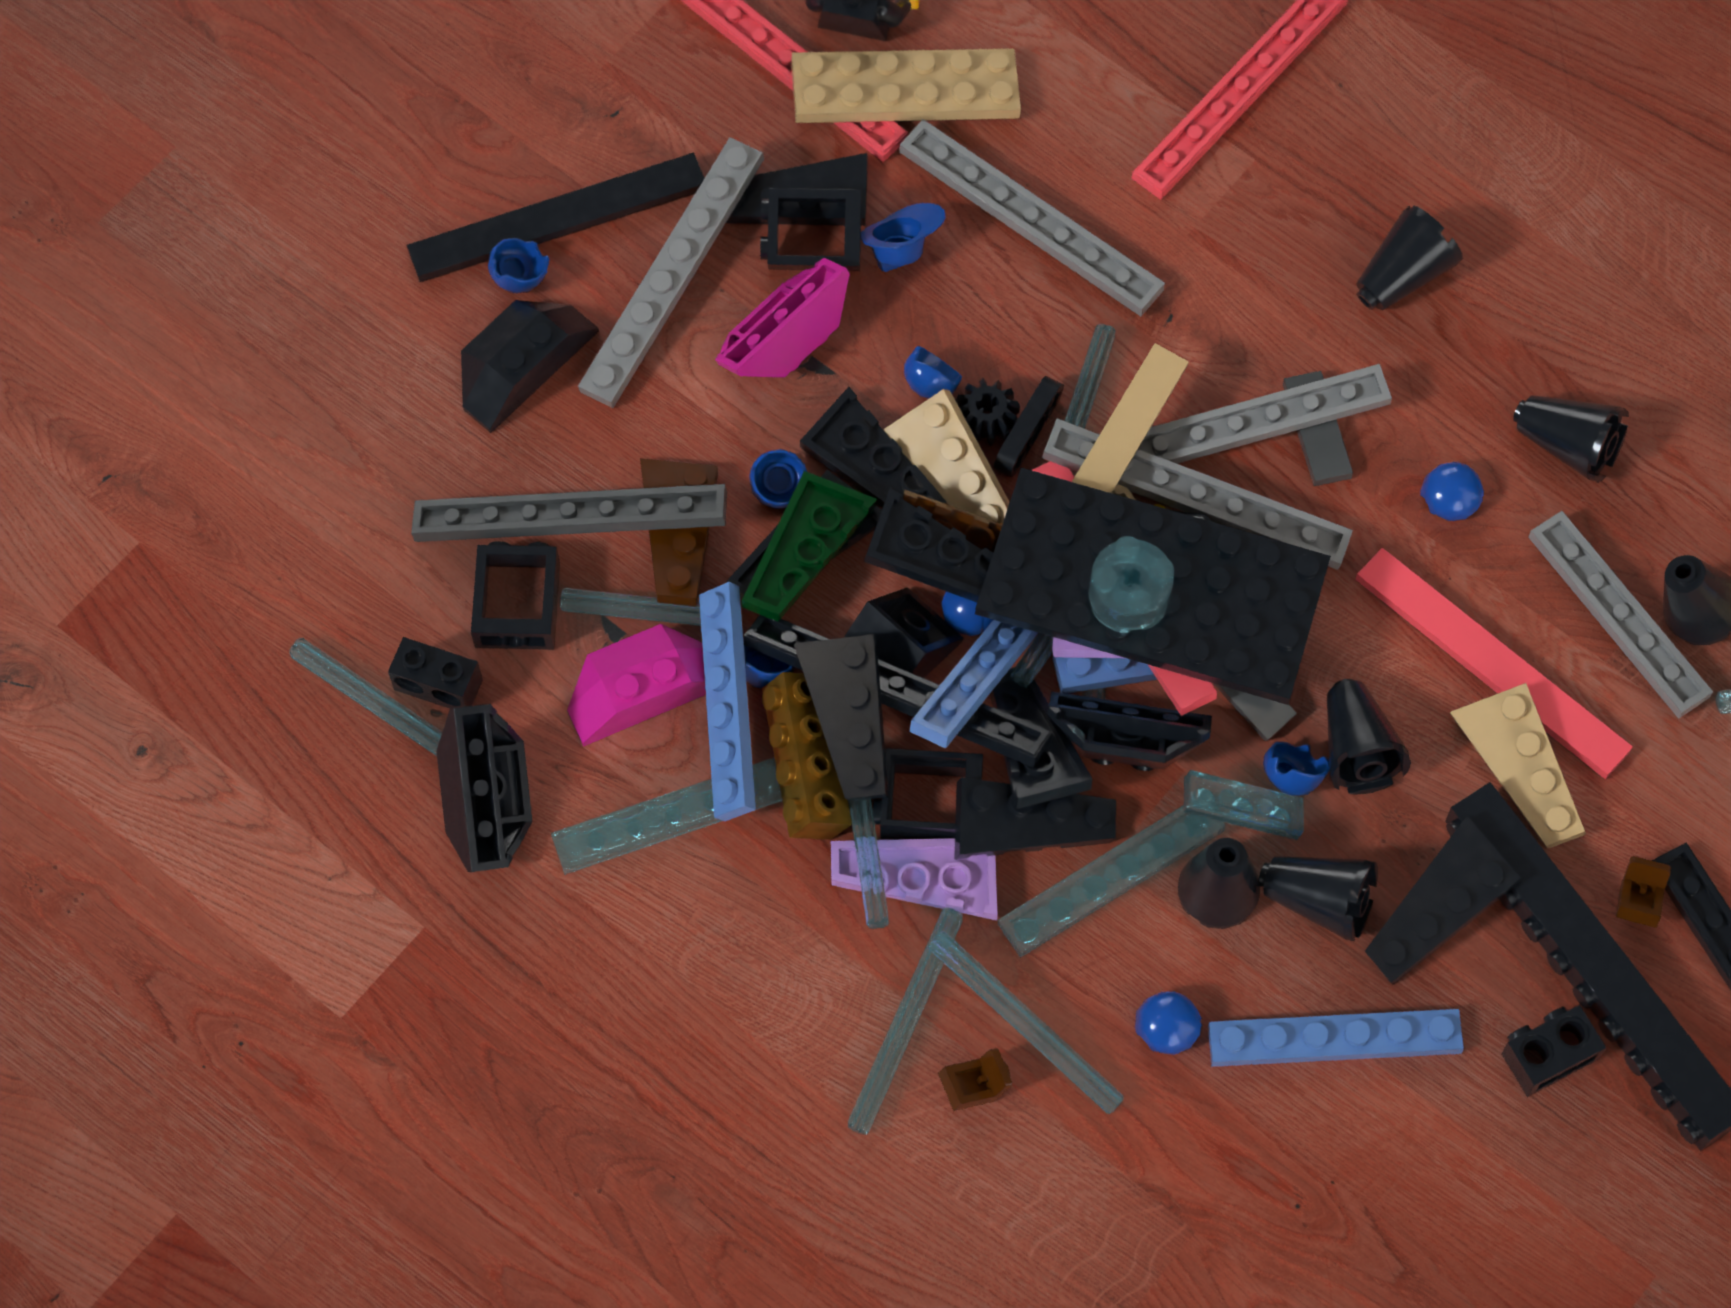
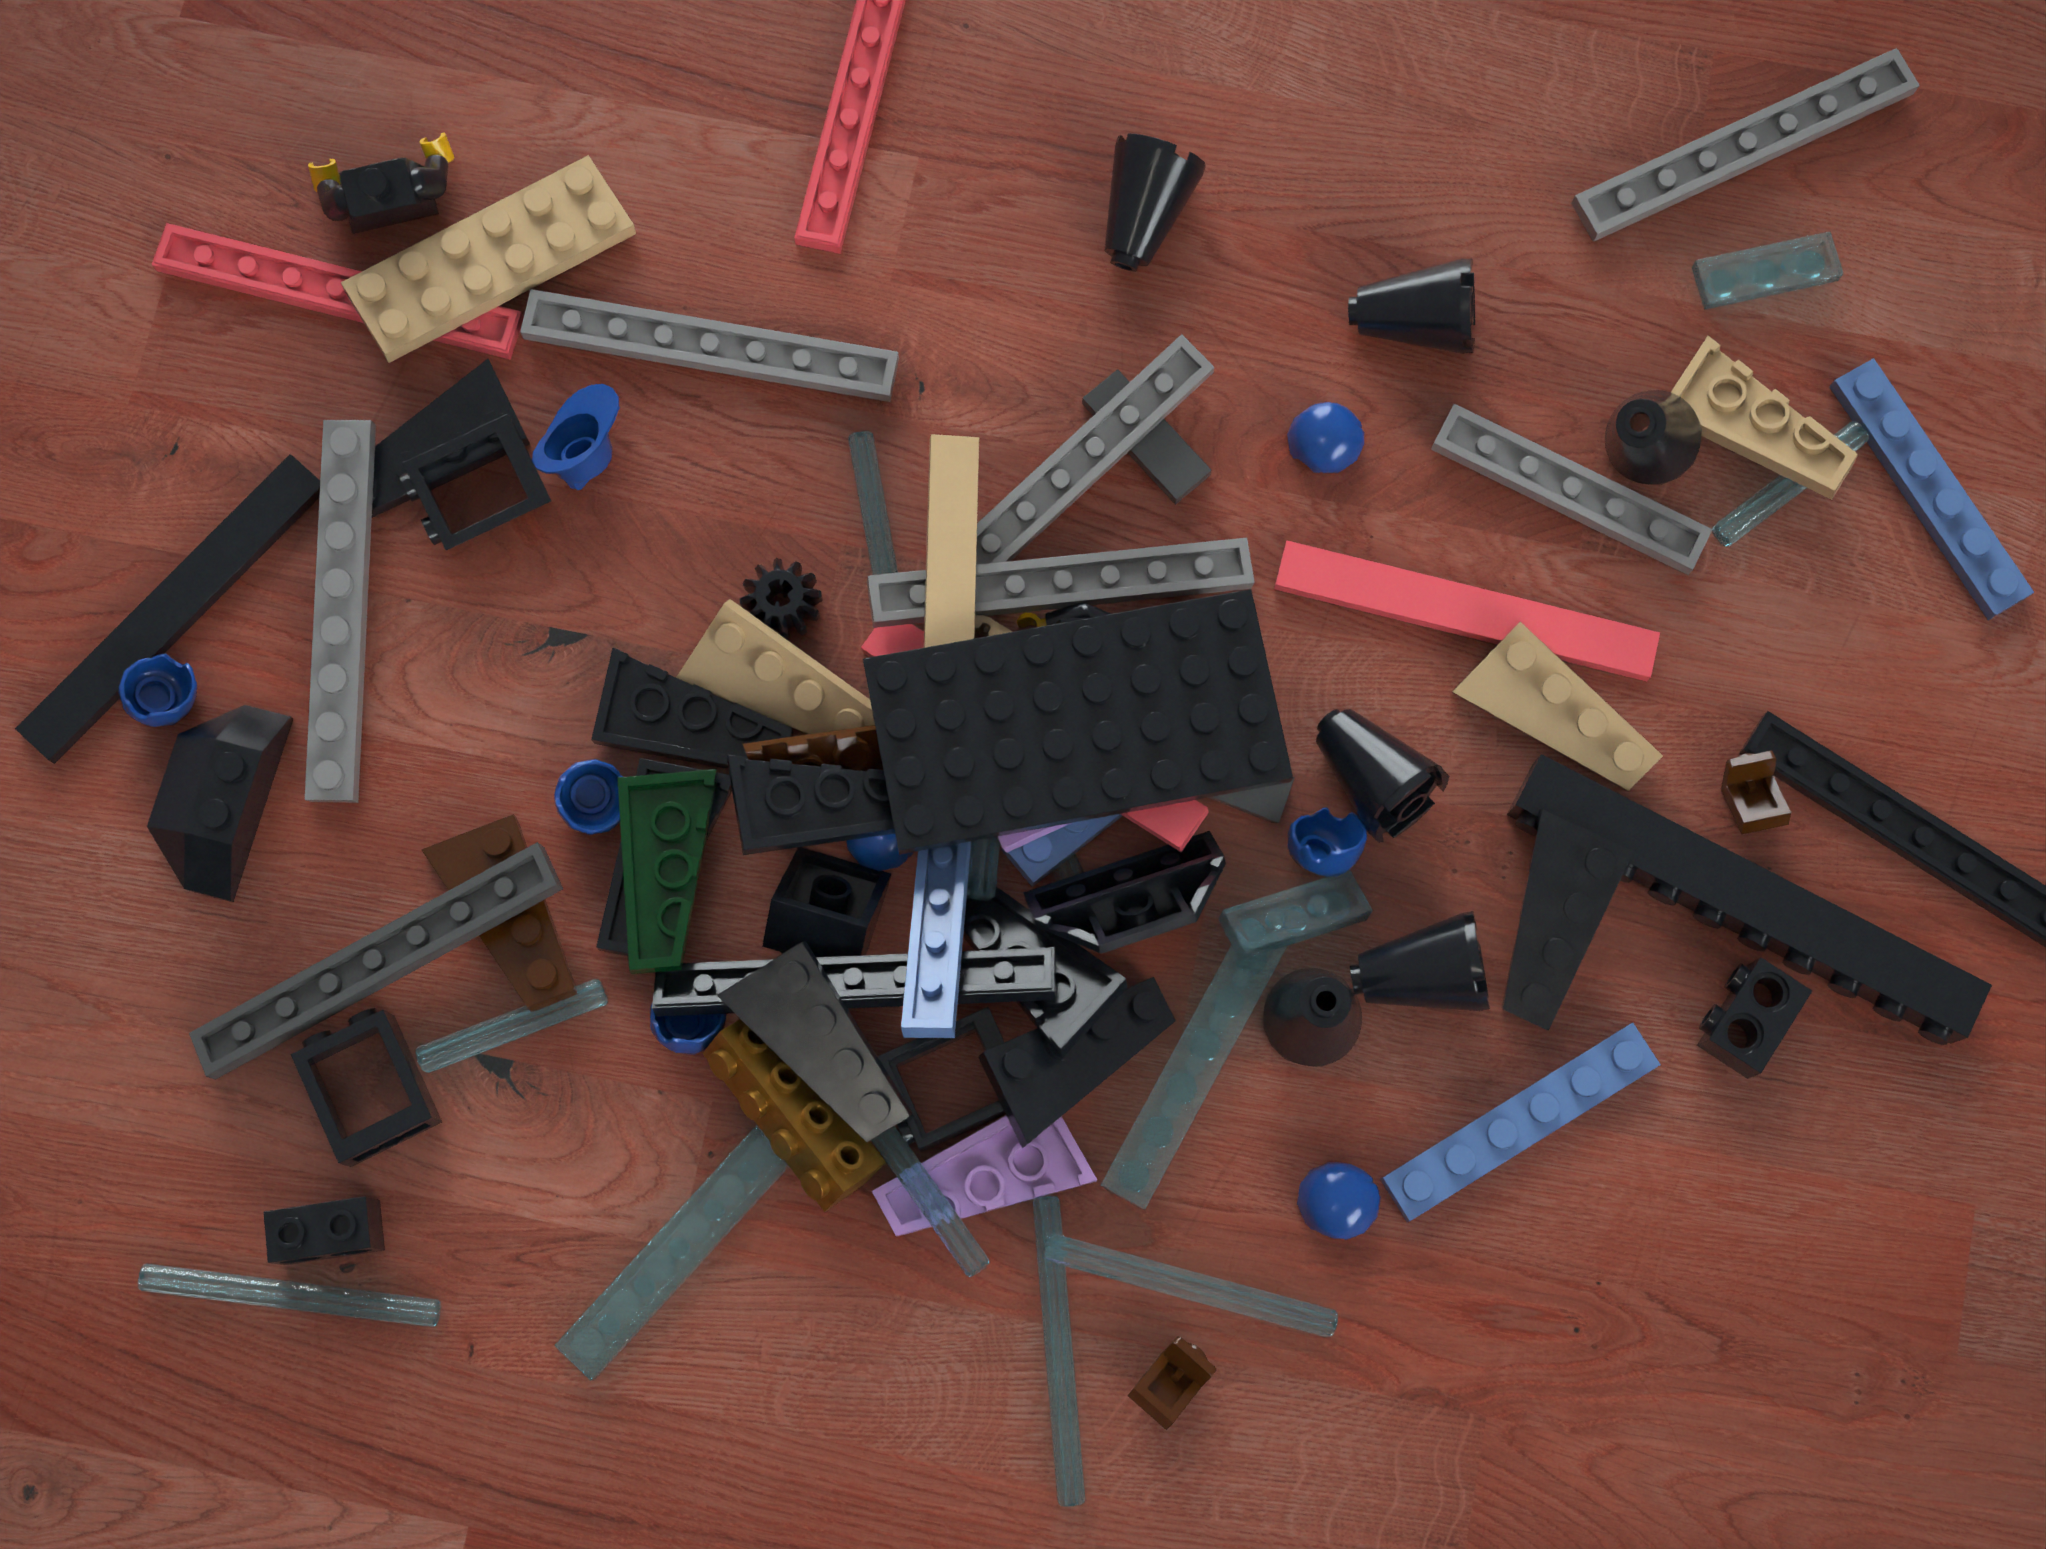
camera: 30 degrees left, 10 degrees up
(483, 787) = (453, 1342): black wedge -> none
(636, 682) = (561, 1110): dark pink wedge -> none
(727, 702) = (673, 1094): medium blue plate -> none
(787, 323) = (504, 610): dark pink wedge -> none
(929, 374) = (696, 587): blue hair -> none
(1028, 426) = (835, 593): black beam -> none
(1151, 582) = (1089, 739): clear light blue brick -> none

